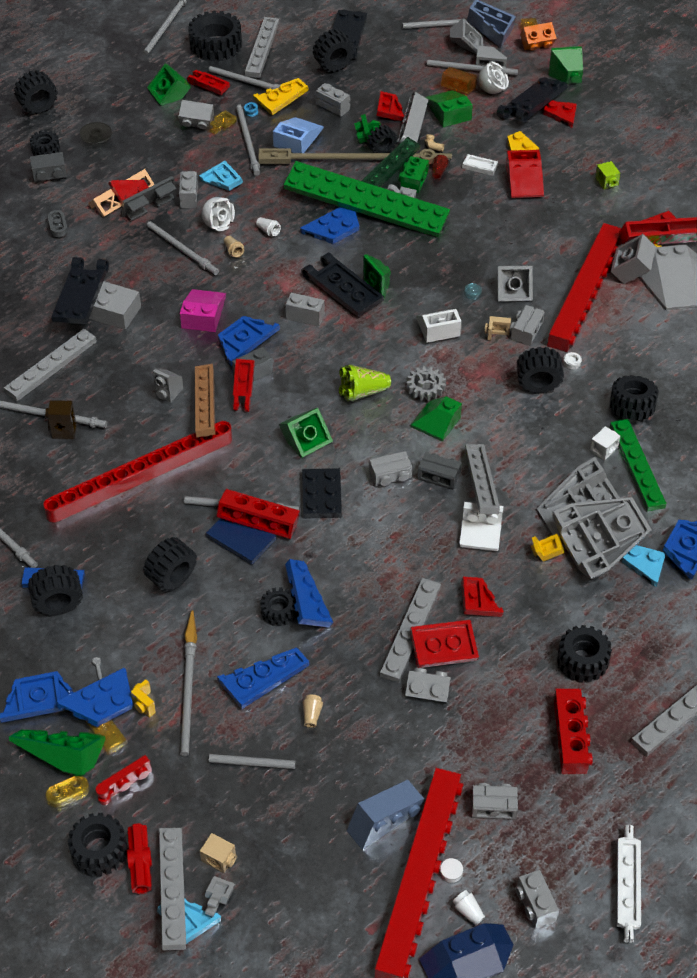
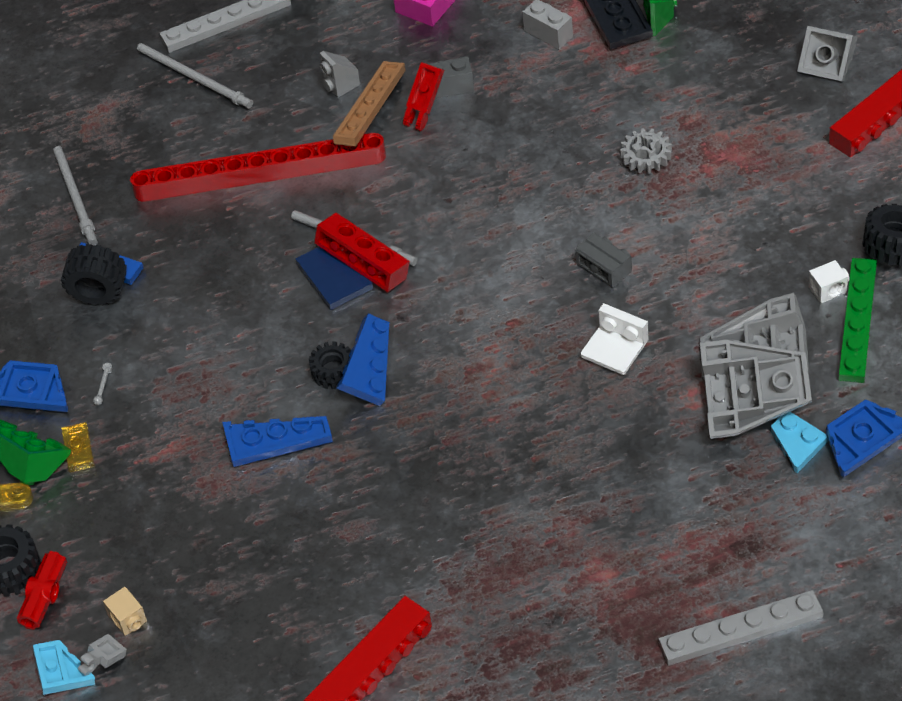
camera: 30 degrees right, 0 degrees up
(61, 419) = (199, 85): dark brown brick -> none
(101, 699) = (86, 409): blue wing -> none
(123, 779) = (66, 502): red plate -> none
(141, 700) = (130, 416): yellow bracket -> none
(170, 564) = (230, 281): black tyre -> none
(172, 889) = (56, 631): light grey plate -> none
(190, 649) = (218, 372): light grey piece -> none
(245, 336) = (461, 39): blue wing -> none
(252, 761) = (215, 527): light grey bar -> none
(306, 432) = (470, 173): green slope -> none
(311, 708) = (308, 489): tan cone -> none
(321, 493) = (452, 249): black plate -> none
(361, 382) = (567, 129): lime cone -> none
(383, 813) = (323, 626): sand blue wedge -> none
(390, 468) = (546, 242): light grey brick -> none
(416, 616) = (469, 436): light grey plate -> none
(428, 685) = (452, 504): light grey bracket -> none
(438, 417) = (639, 197): green slope -> none
(440, 325) = (701, 83): white slope -> none
(444, 643) = (495, 462): red plate -> none
(473, 291) = (771, 51): clear light blue plate -> none
(478, 598) = (567, 423): red wing -> none
(482, 479) = (641, 282): light grey plate -> none
(494, 801) = (455, 656): light grey brick -> none
(497, 325) = (775, 102): tan bracket -> none
(527, 325) = (813, 110): light grey brick -> none
(540, 370) = (790, 169): black tyre -> none
(548, 547) = (683, 387): yellow bracket -> none
(572, 360) = (849, 169): white tile -> none
(572, 761) = (599, 571): red brick -> none
(584, 667) = (654, 540): black tyre -> none

